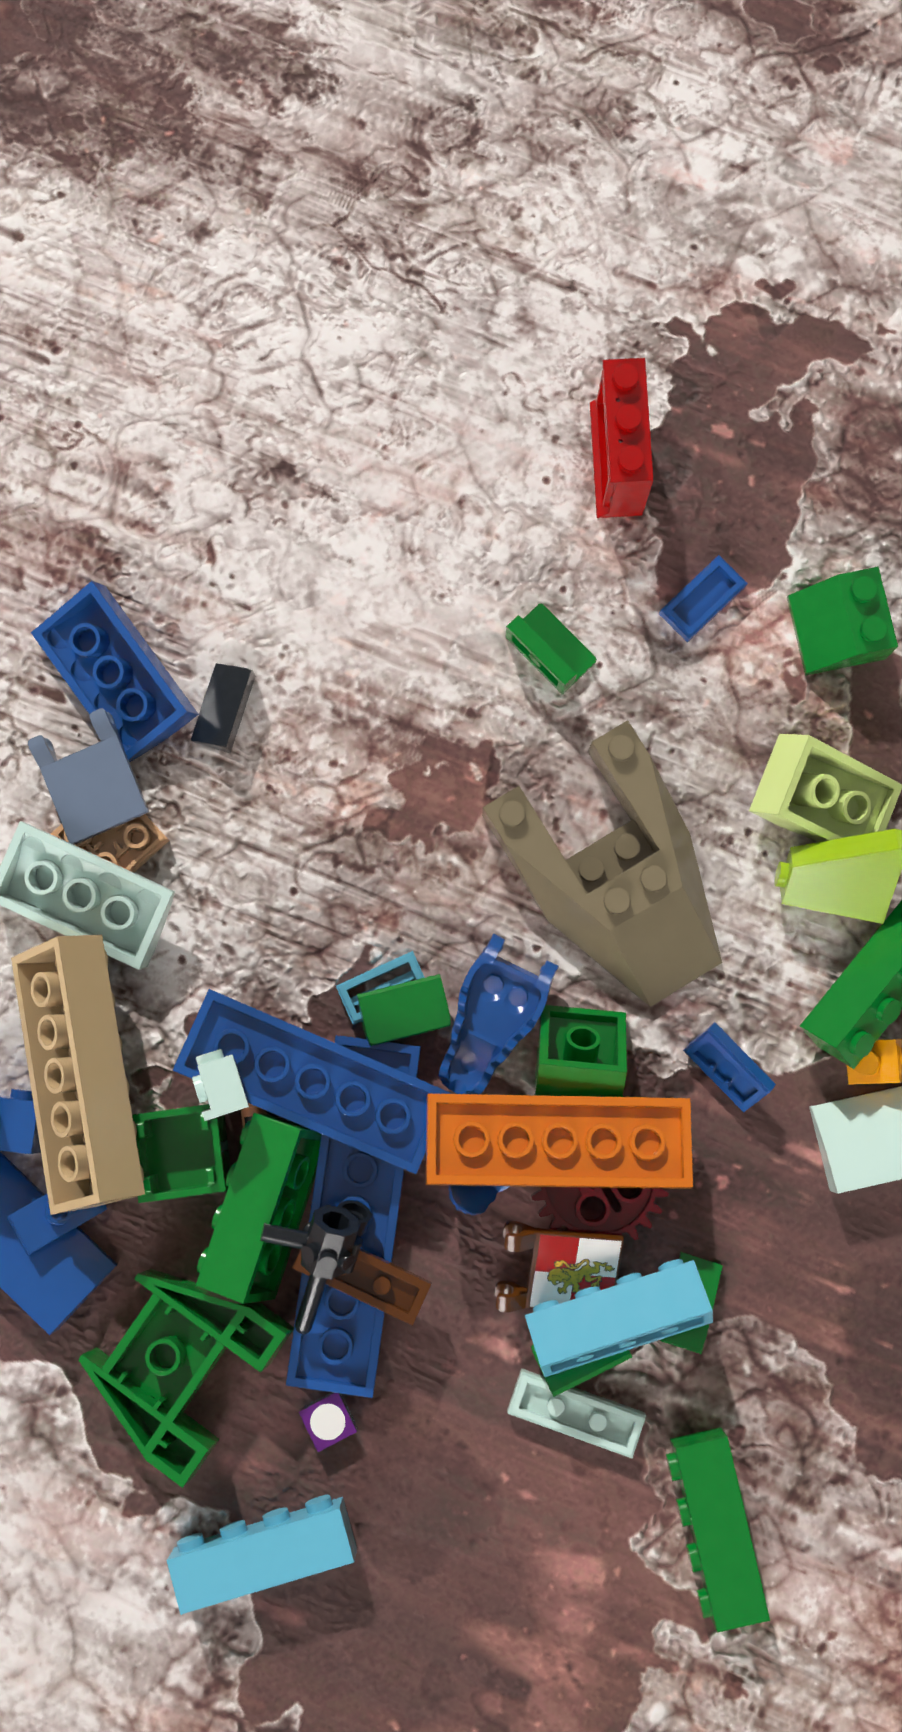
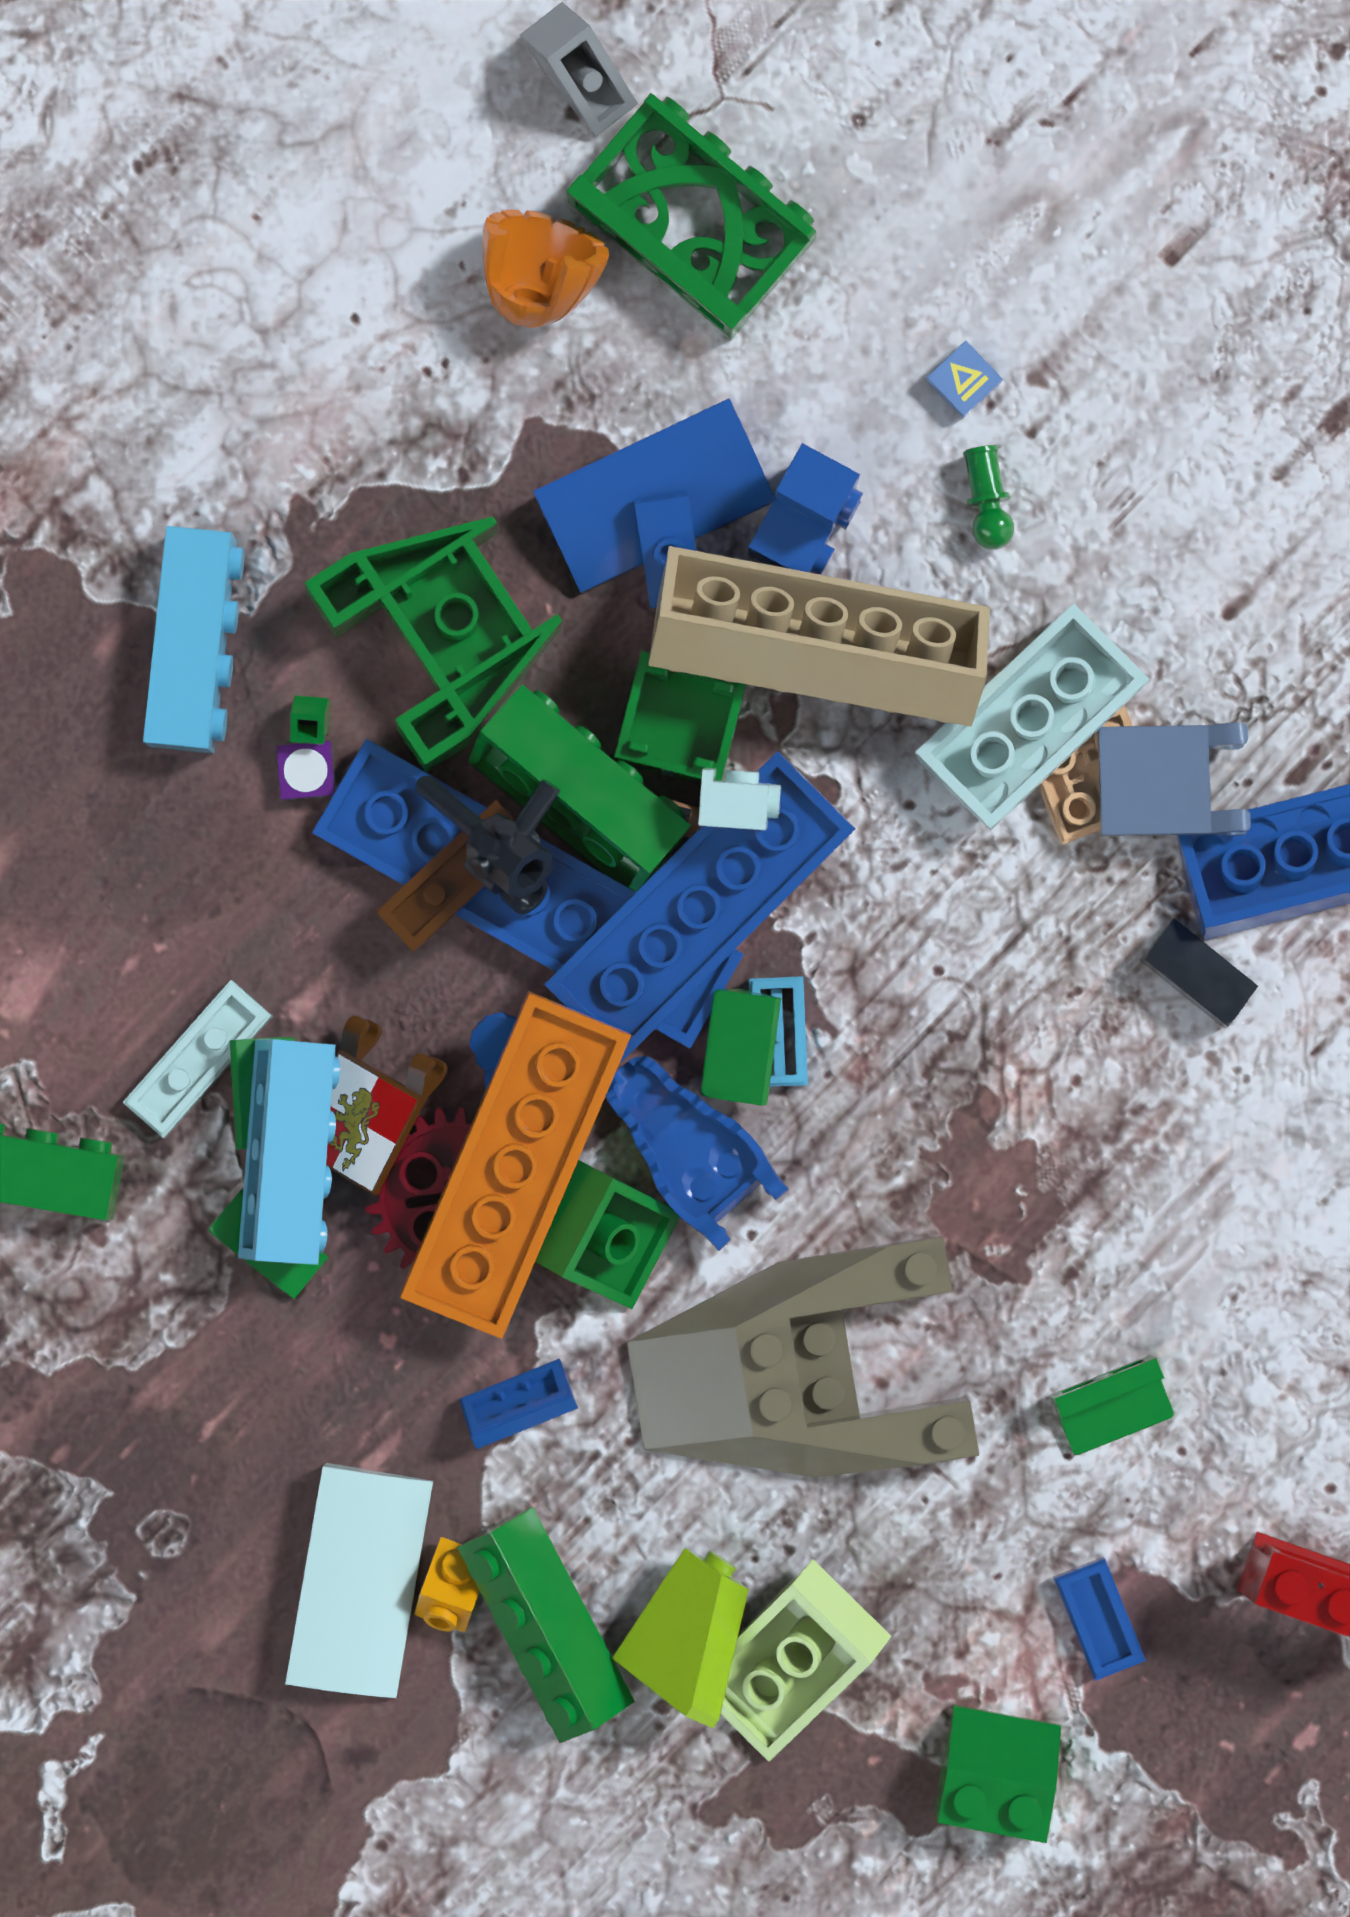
camera: 110 degrees right, 5 degrees up
(278, 1438) = (309, 709): none -> green piece

